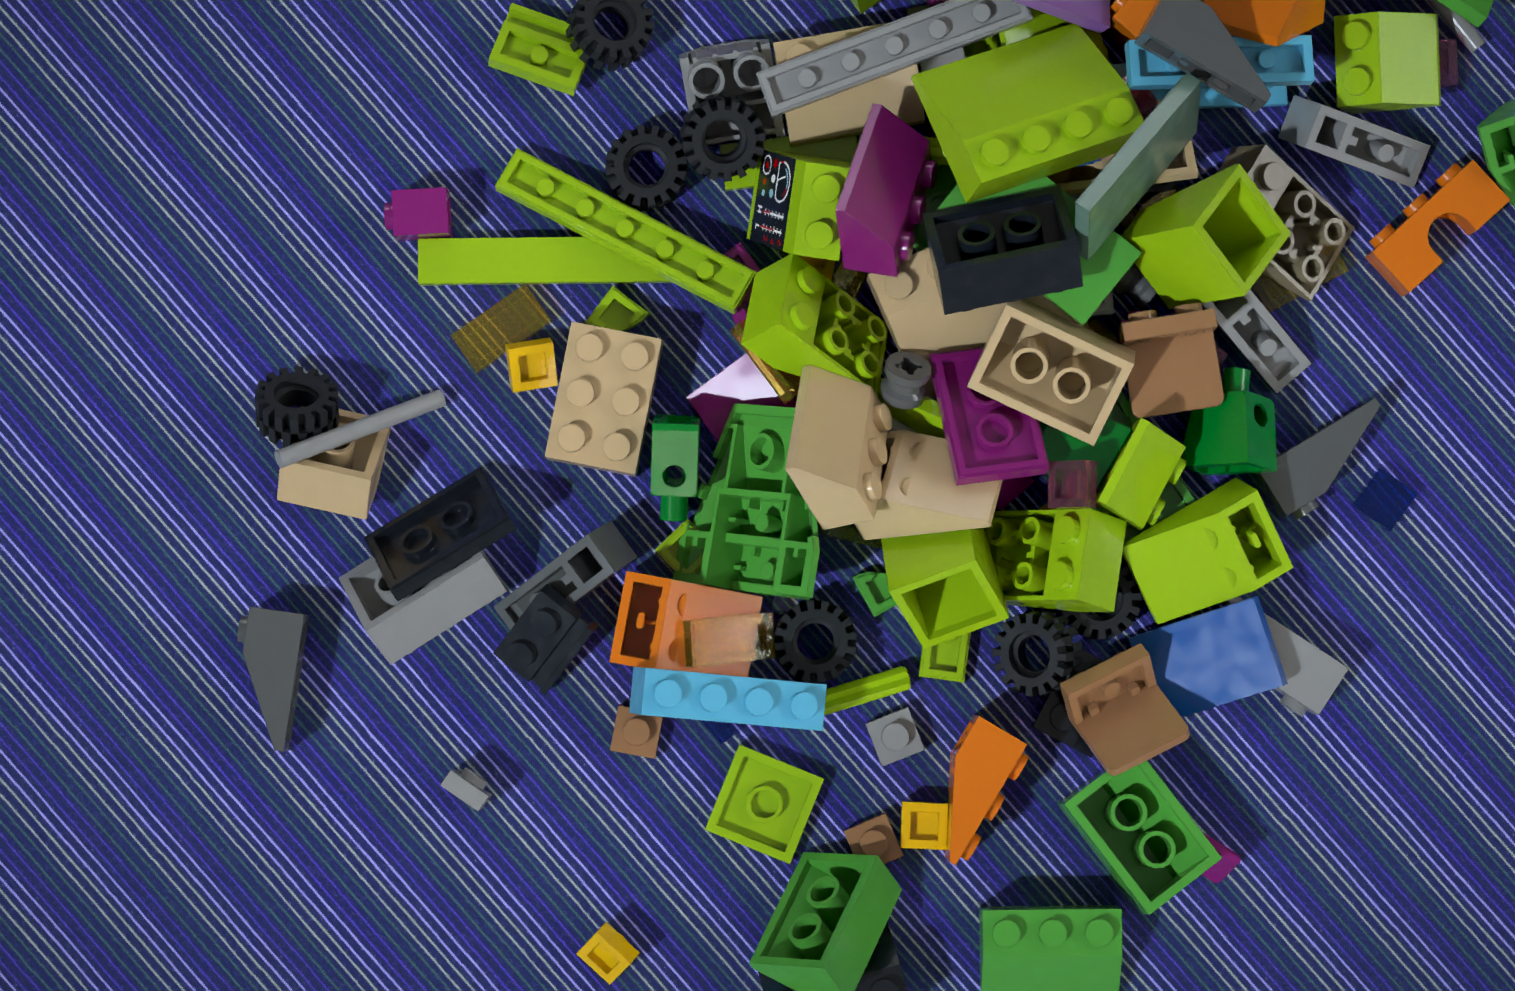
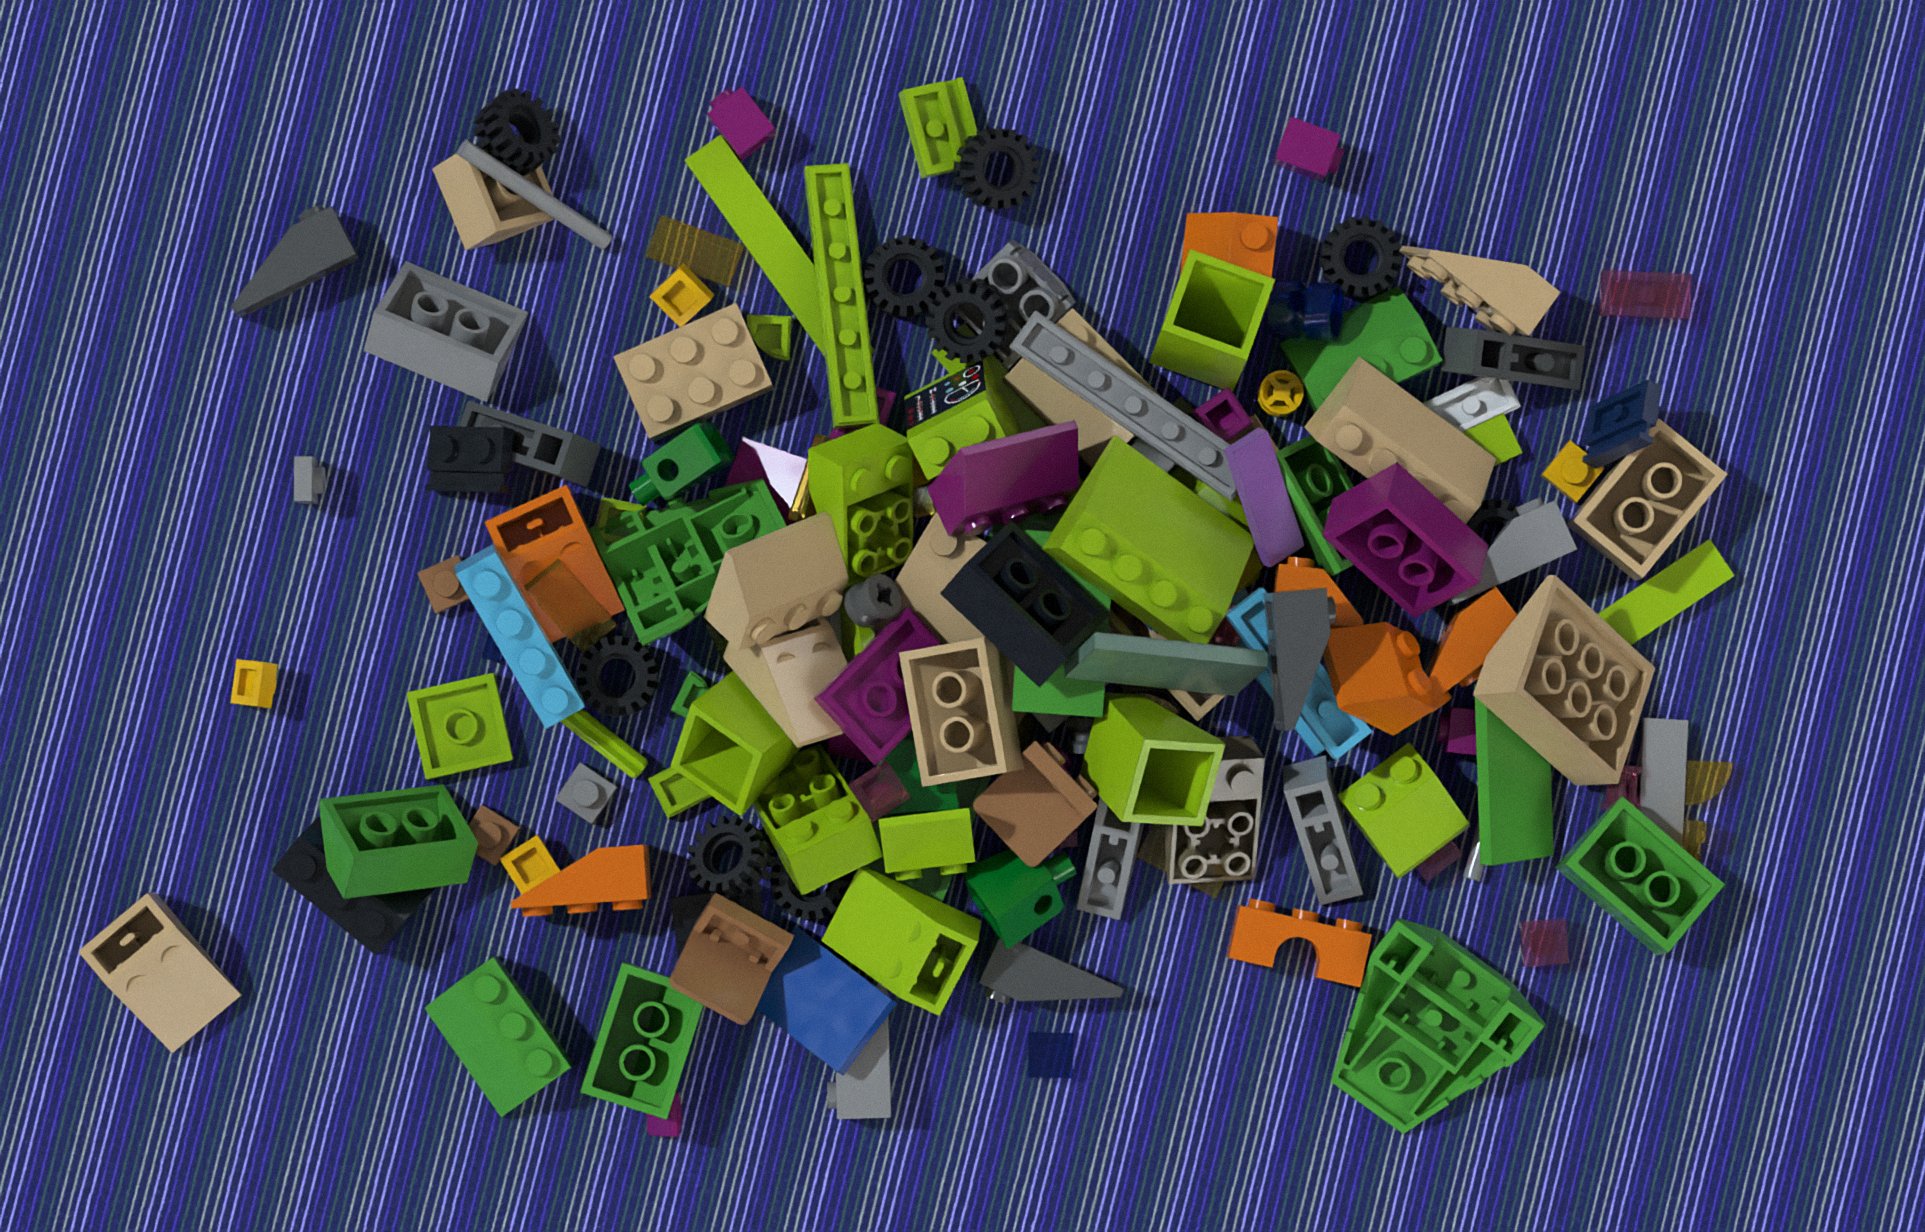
camera: 50 degrees right, 0 degrees up
(439, 533) = (494, 316): black tile -> none

